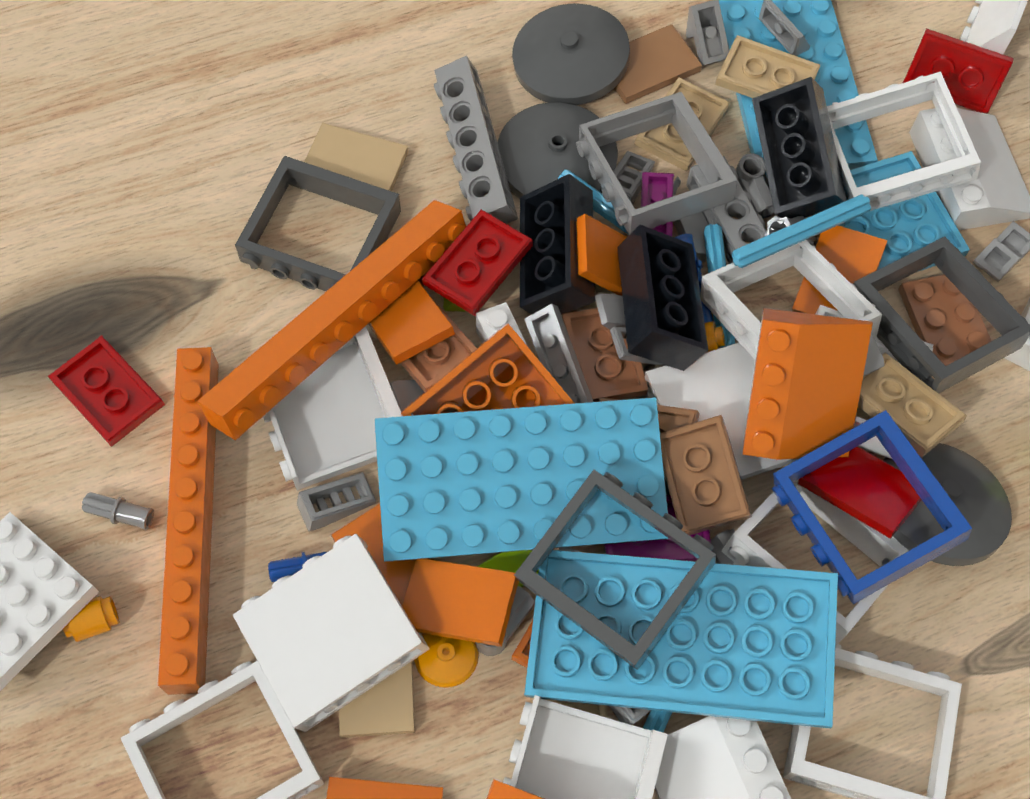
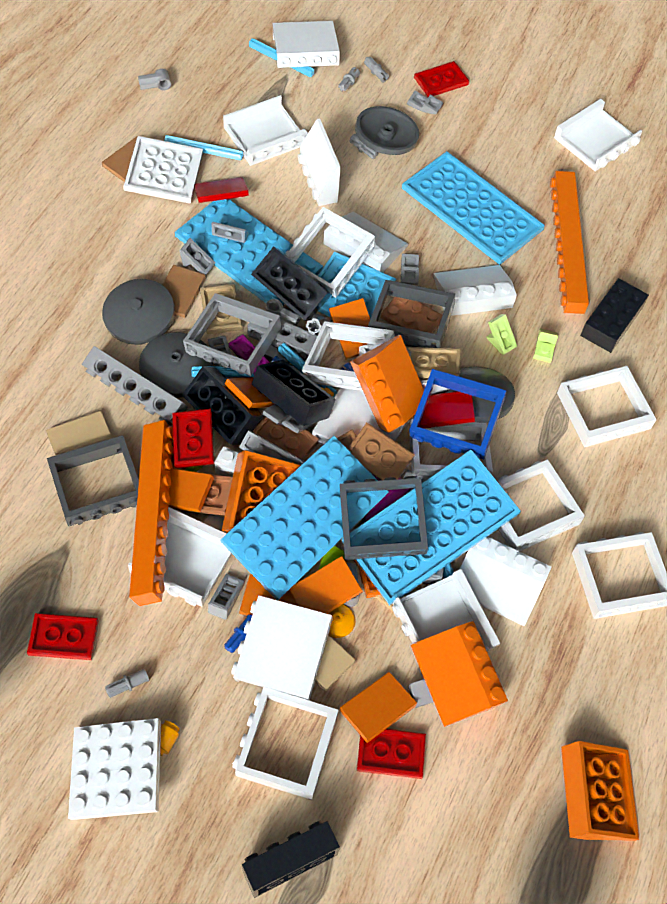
camera: 45 degrees left, 5 degrees down
(188, 528) = (168, 656): orange brick -> none
(759, 69) = (239, 258): tan tile -> none
(801, 231) = (325, 319): medium azure axle -> none
(969, 70) = (331, 196): red tile -> none

